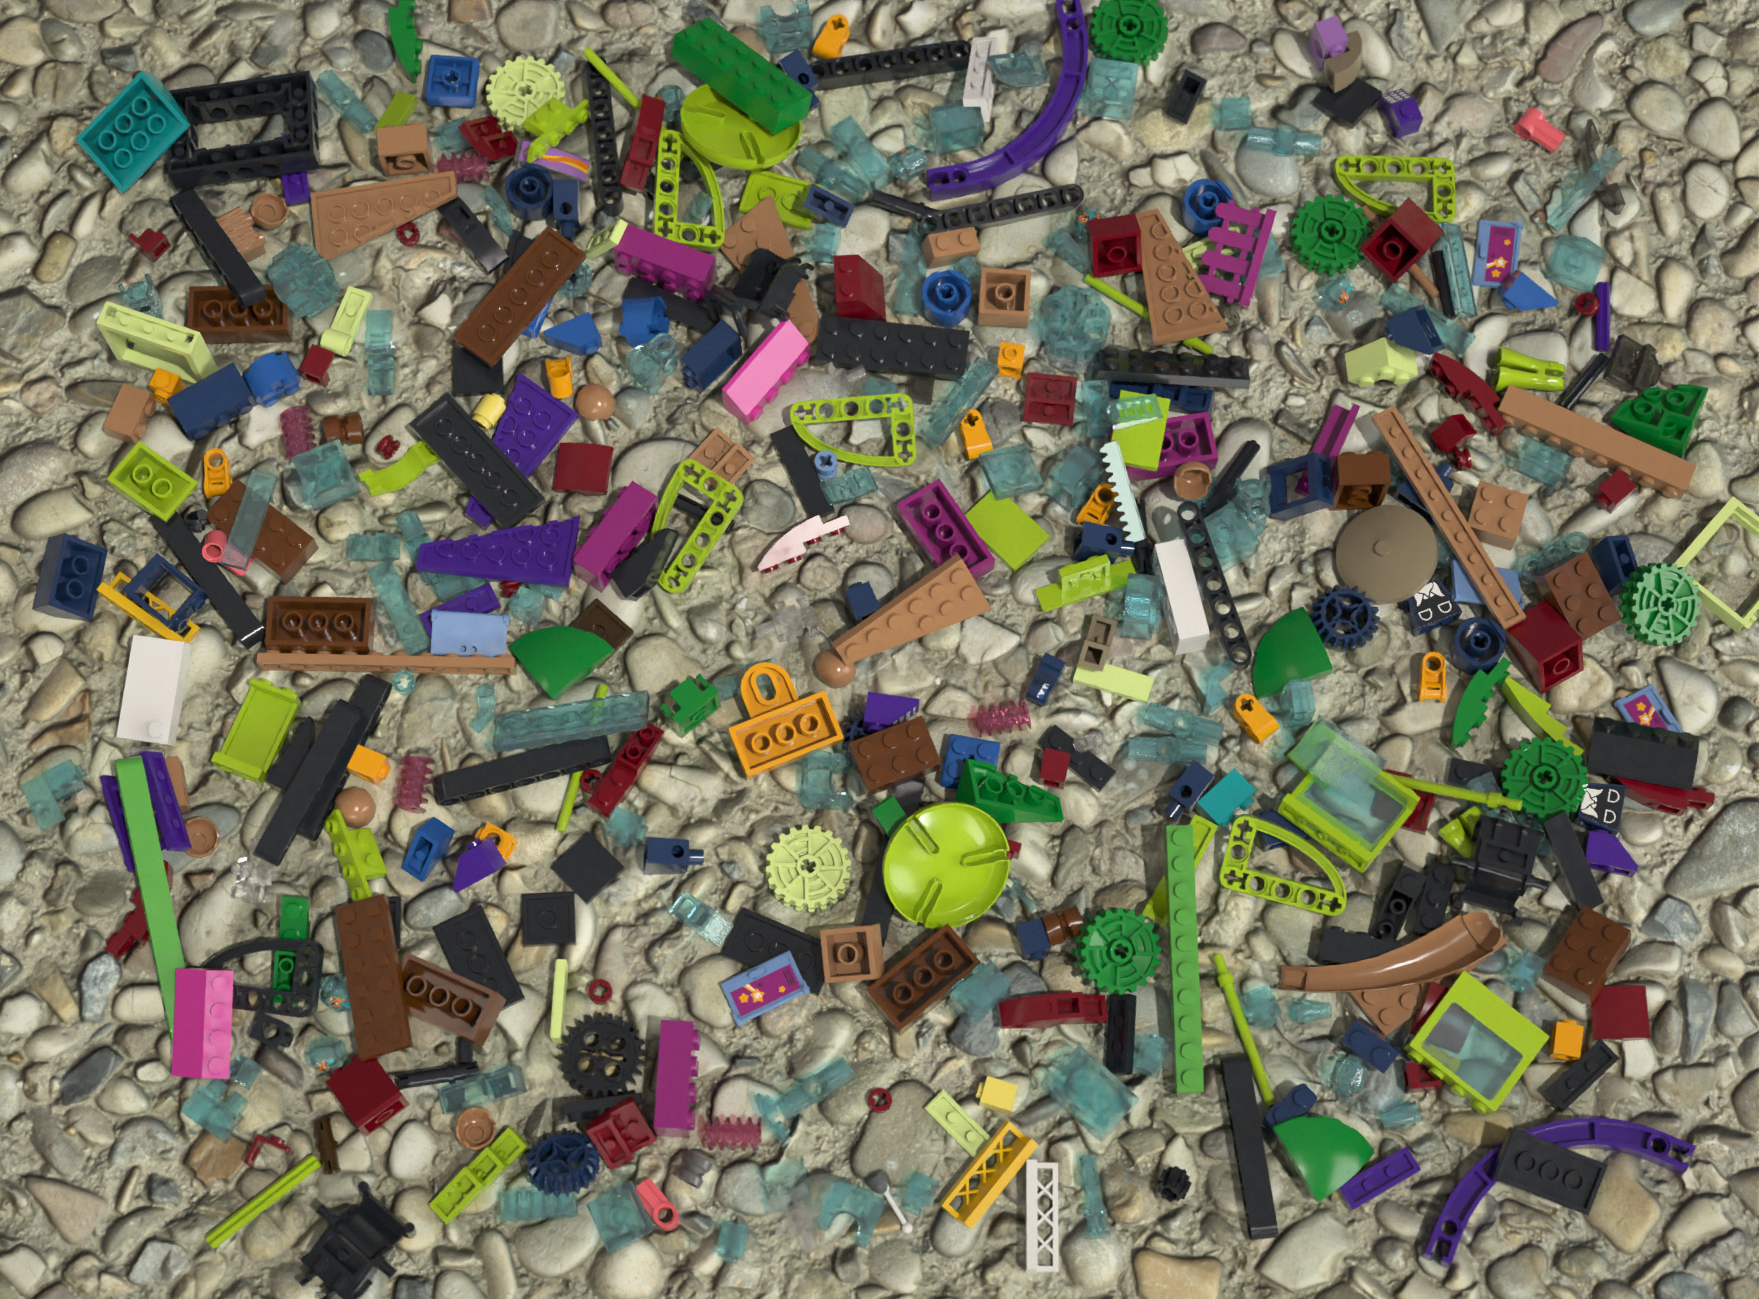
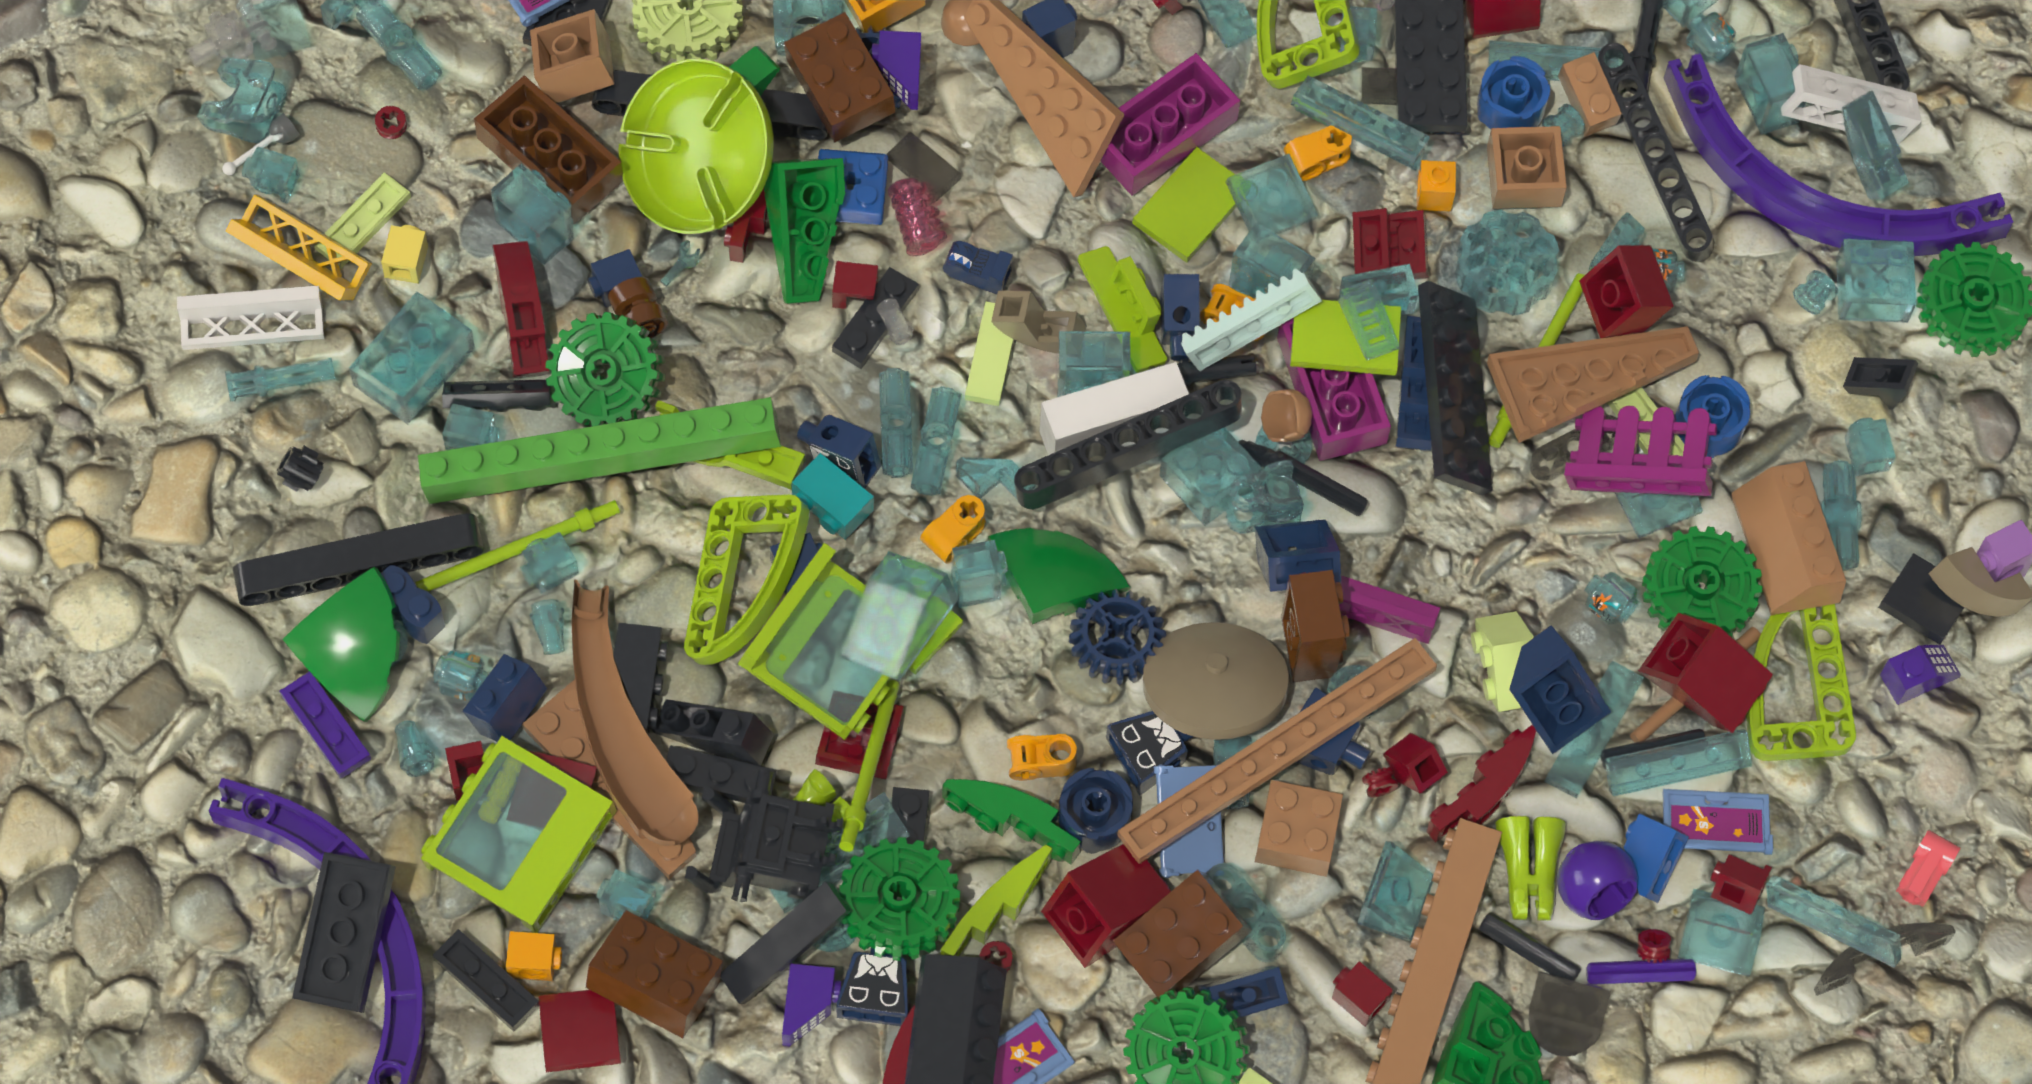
camera: 80 degrees right, 5 degrees down
(954, 712) = (924, 164): none -> clear smoke tile
(1114, 128) = (1815, 292): none -> clear light blue wheel
(1303, 173) = (1789, 539): none -> medium nougat slope
(1546, 330) = (1597, 880): none -> dark purple wheel
(1548, 244) = (1739, 883): none -> dark red brick
(1582, 720) = (1001, 949): none -> dark red bush

